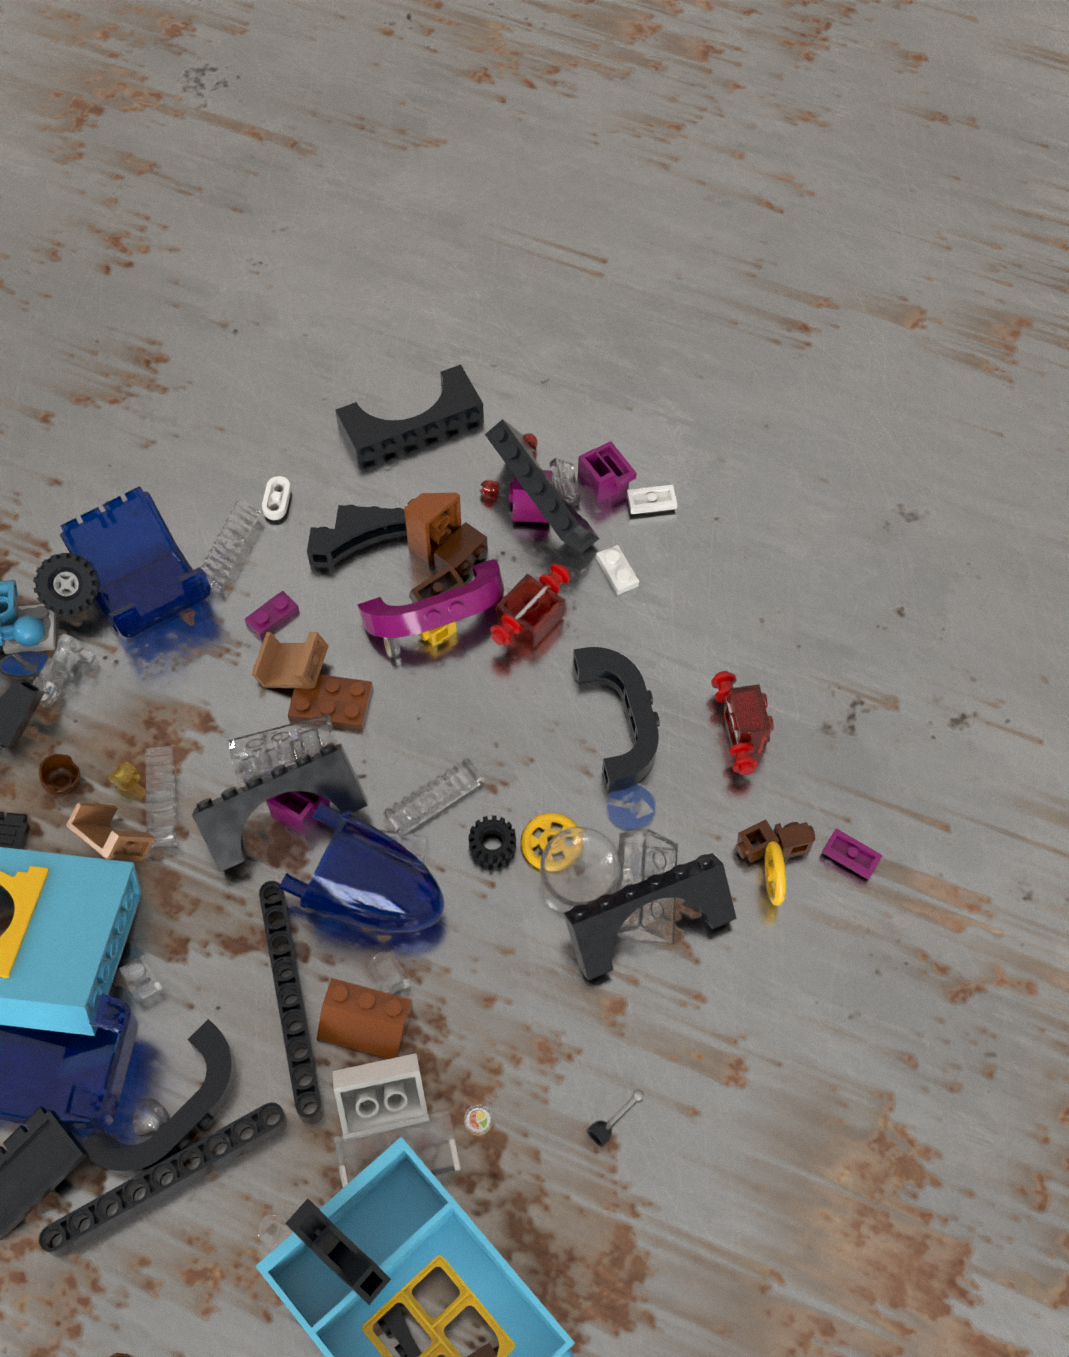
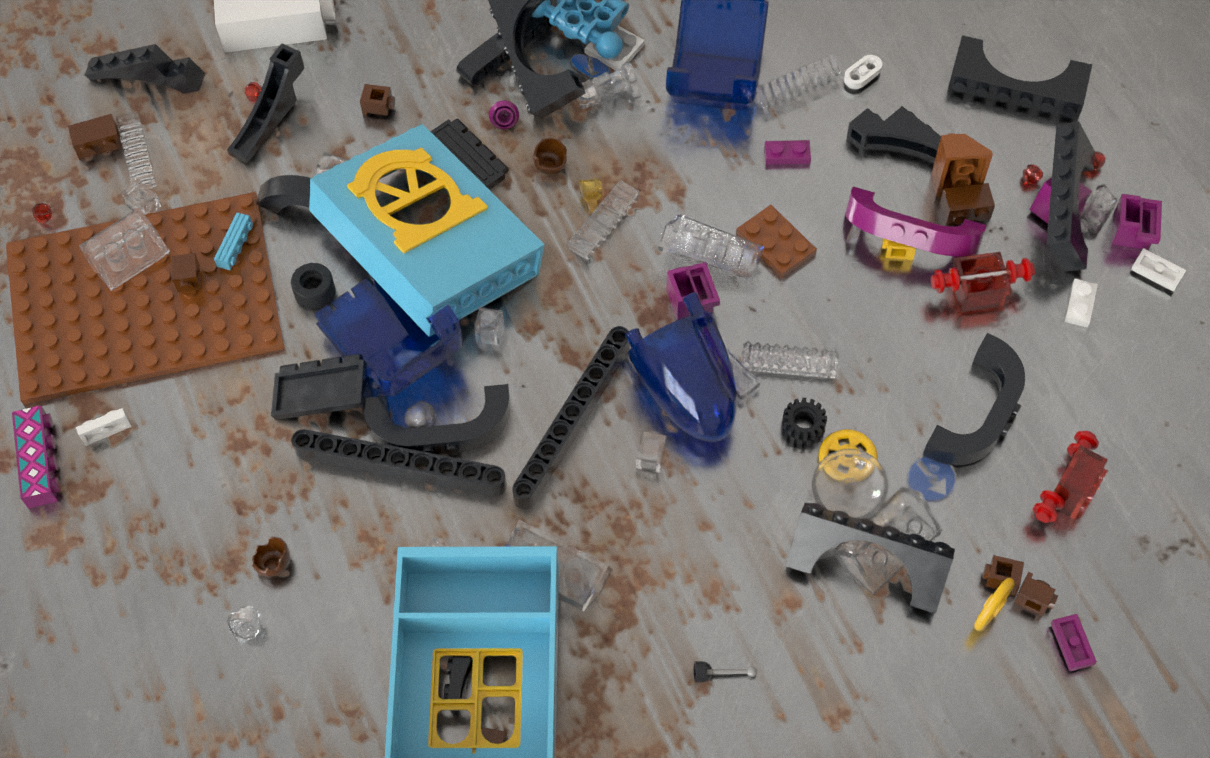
camera: 45 degrees right, 0 degrees up
(57, 575) = (653, 23): black wheel -> none
(92, 825) = (541, 206): medium nougat panel -> none
(290, 663) = (768, 193): medium nougat panel -> none
(324, 774) = (721, 281): black arch -> none
(338, 1252) = (451, 575): black arch -> none
(364, 1019) = (609, 468): dark orange slope -> none
(379, 1093) = (577, 520): white slope -> none
(441, 582) = (929, 212): reddish brown brick -> none
(478, 1119) = (627, 594): clear tile -> none

